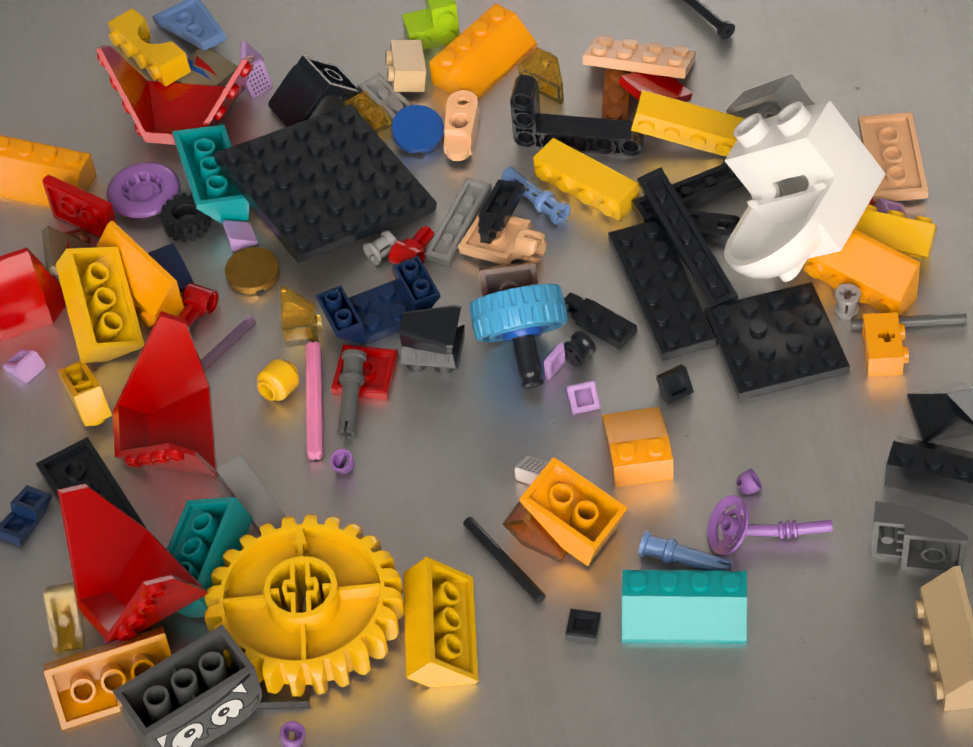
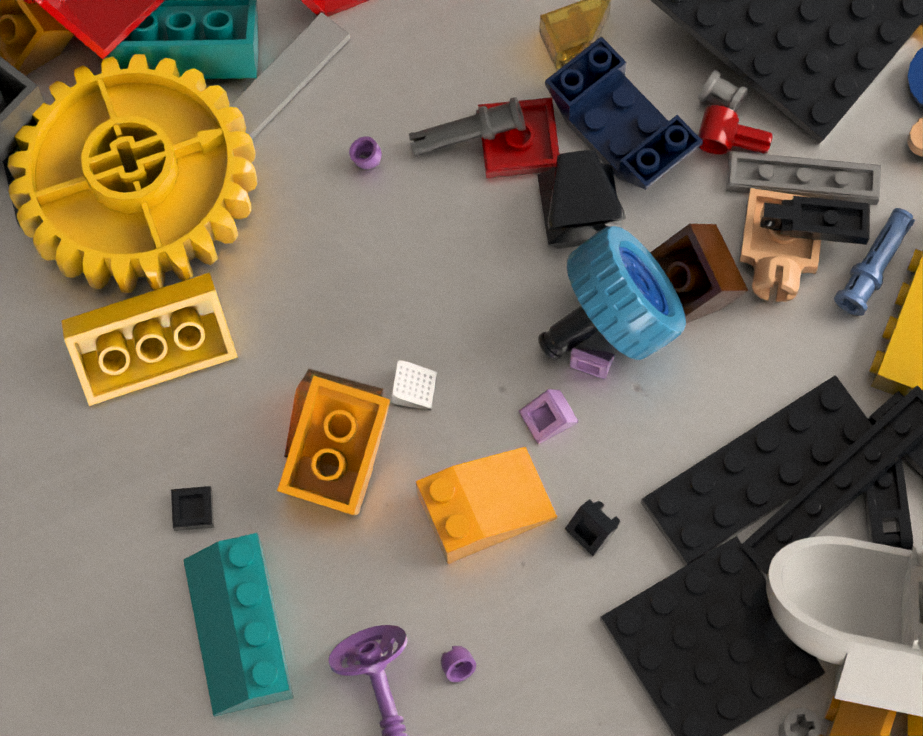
camera: 70 degrees right, 20 degrees up
(277, 380) = (469, 37): yellow head -> none
(314, 414) = (457, 91): bright pink axle -> none
(504, 560) = (269, 387): black bar -> none
(579, 348) = (618, 387): black wheel -> none
(600, 320) = (680, 405): black hinge -> none
(671, 551) = (321, 586): medium blue pin -> none

